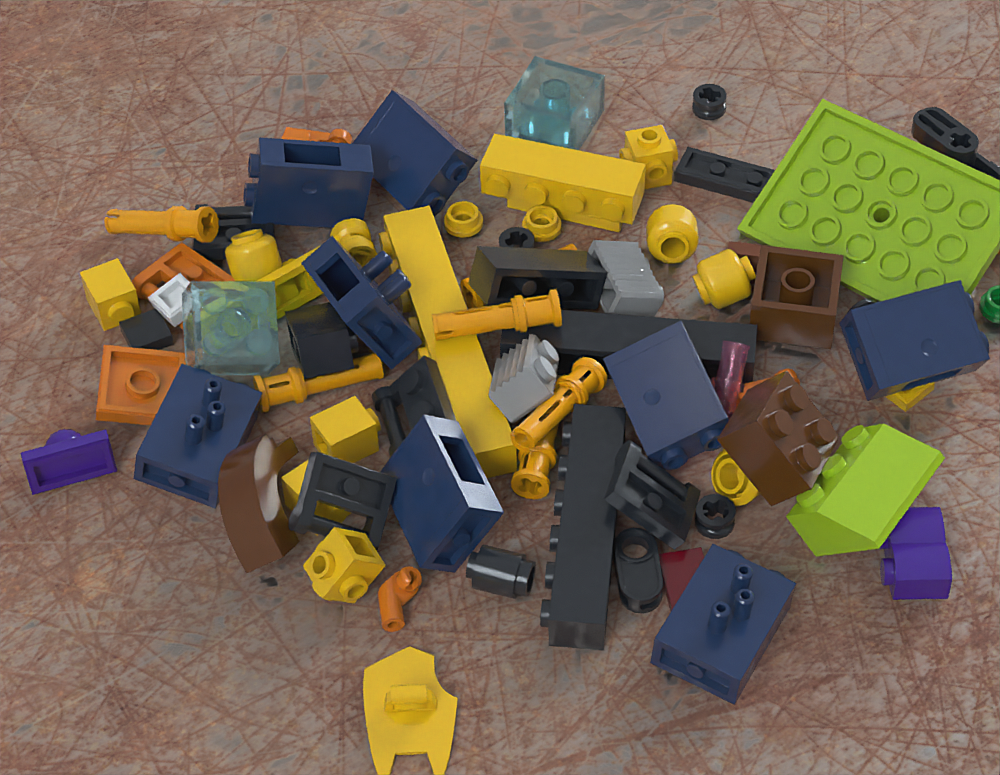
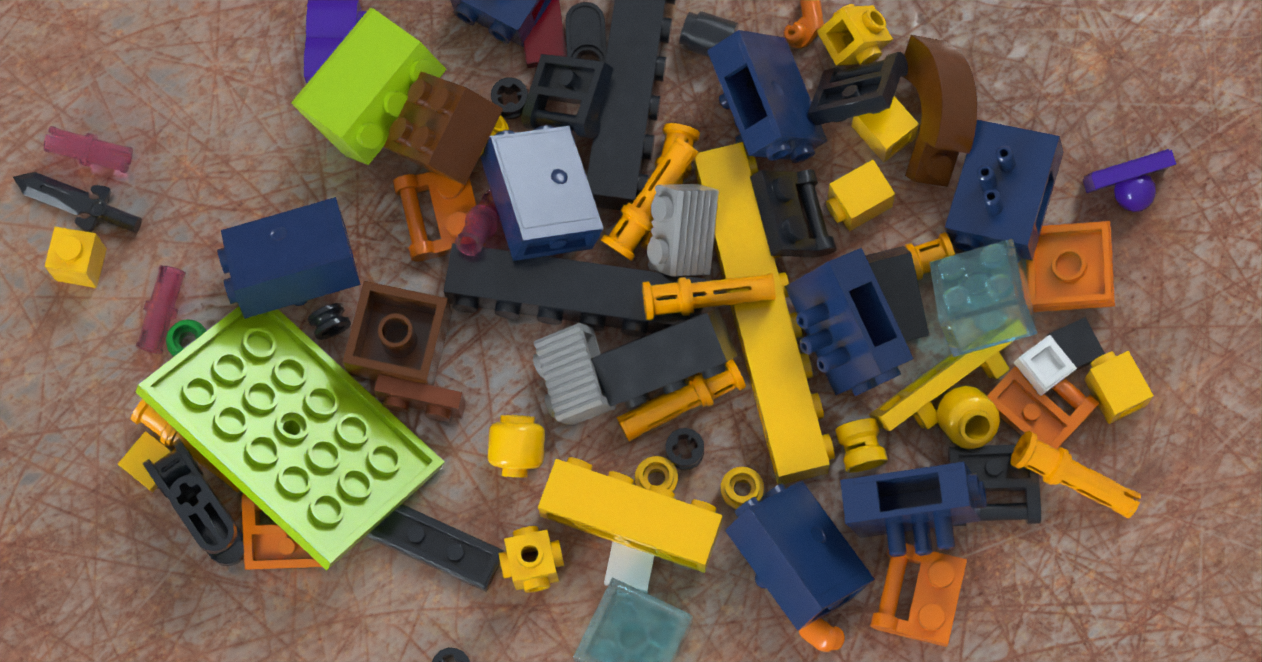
camera: 175 degrees left, 25 degrees up
(724, 278) = (469, 368): yellow head -> none

